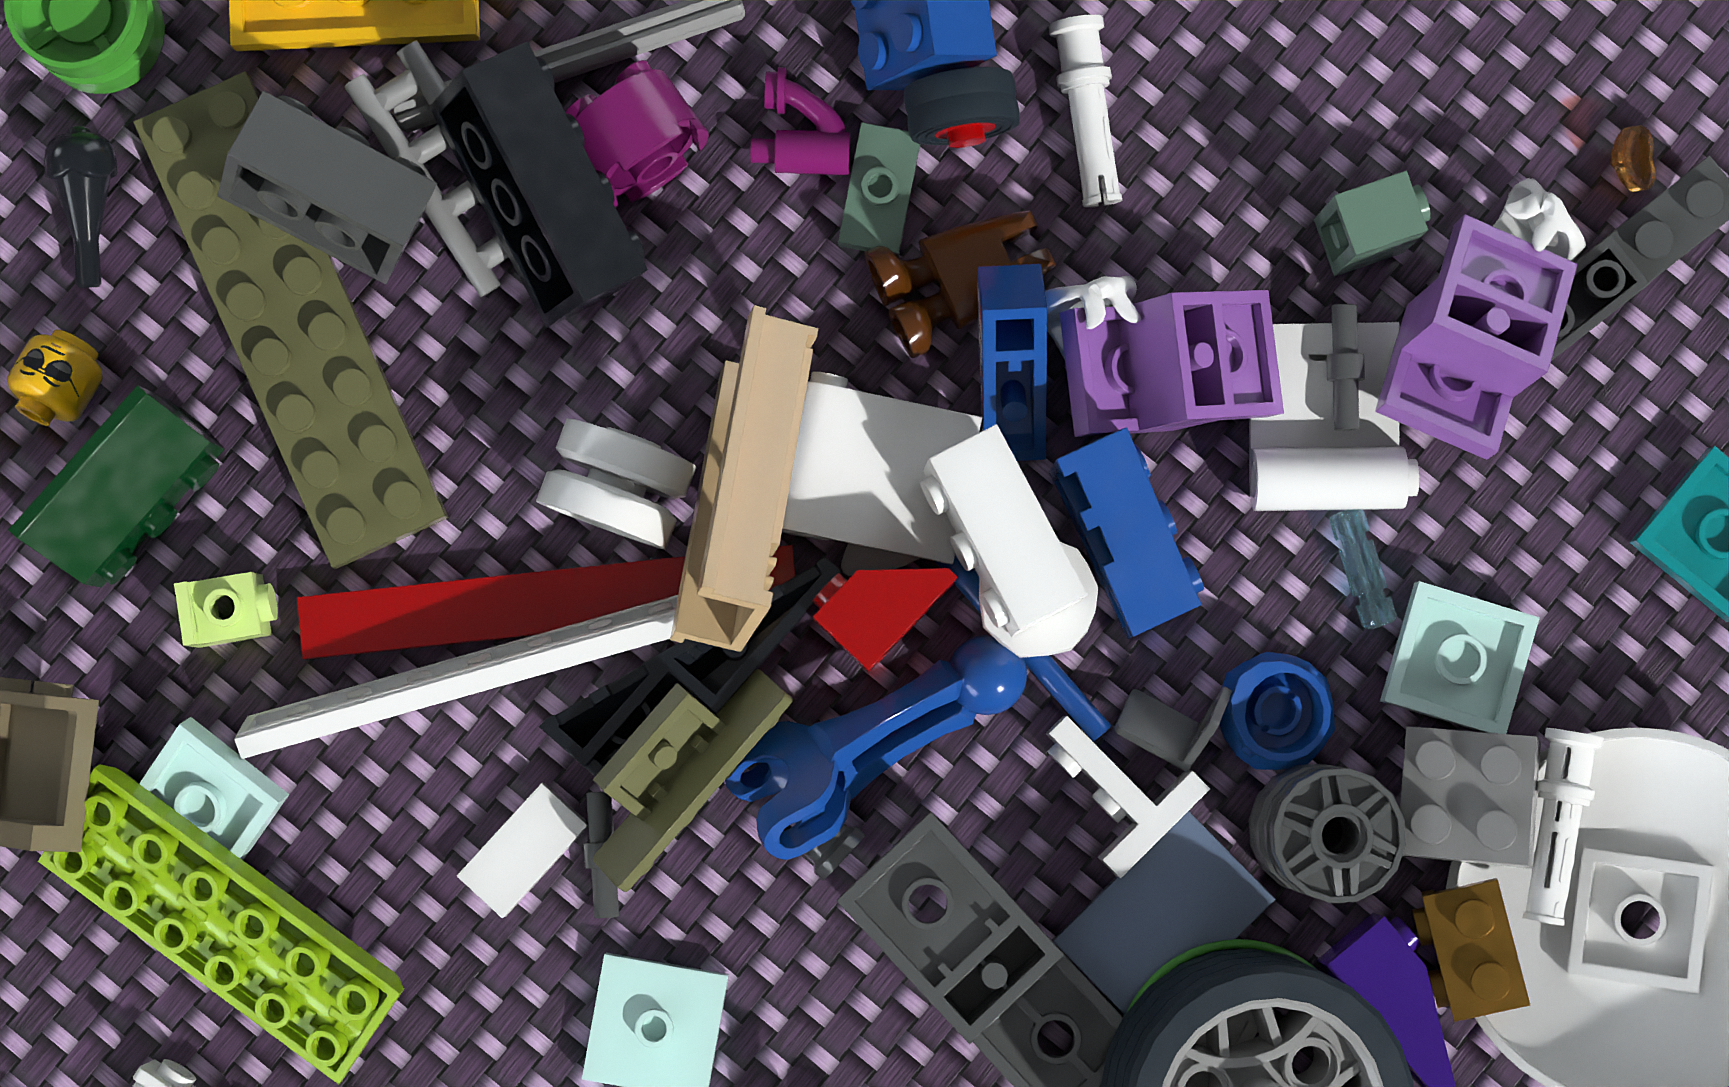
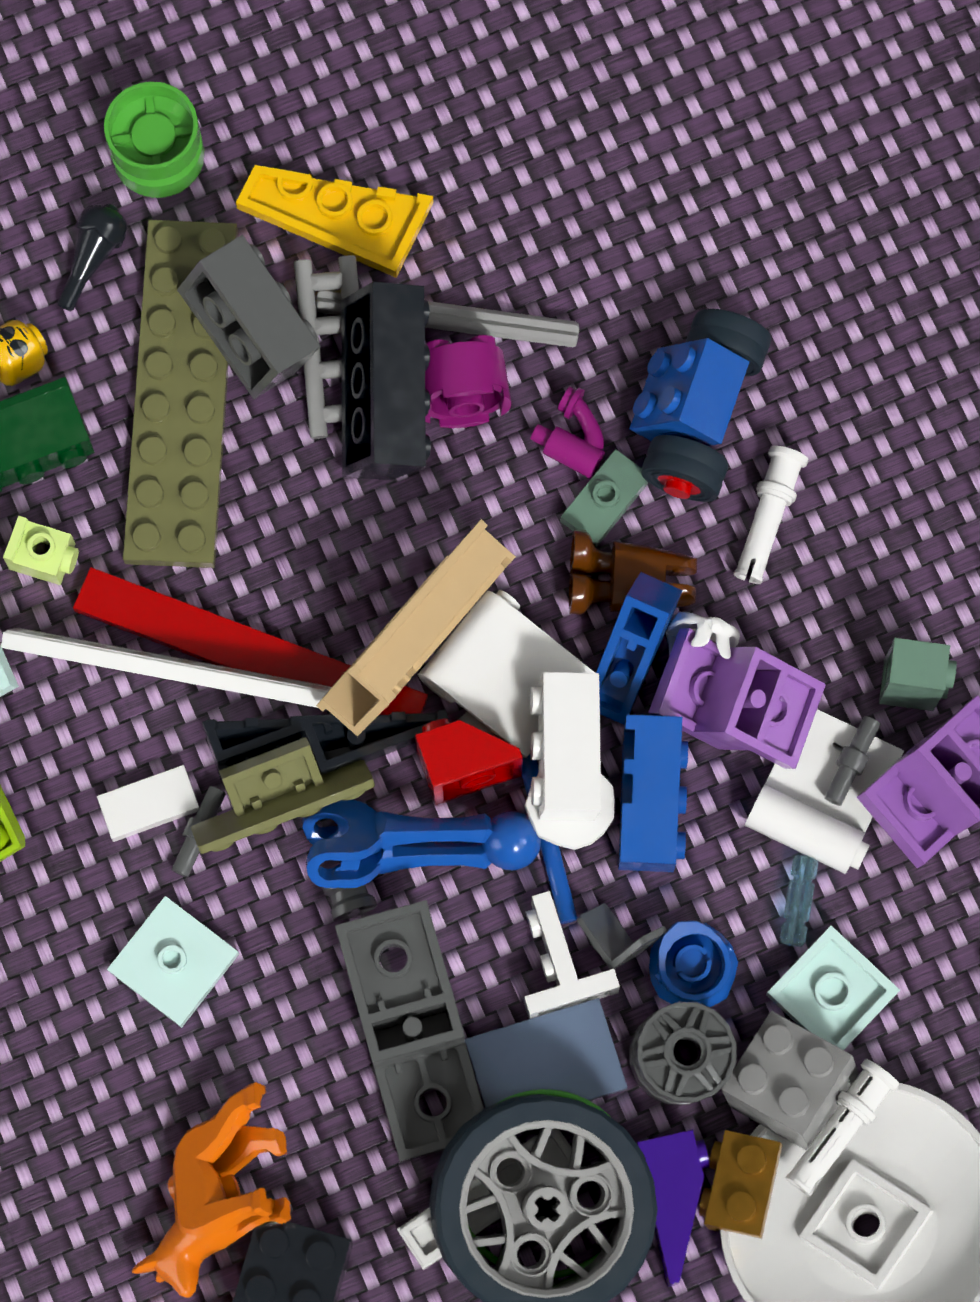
camera: 25 degrees right, 10 degrees down
(618, 477) = (334, 594): white wheel -> none

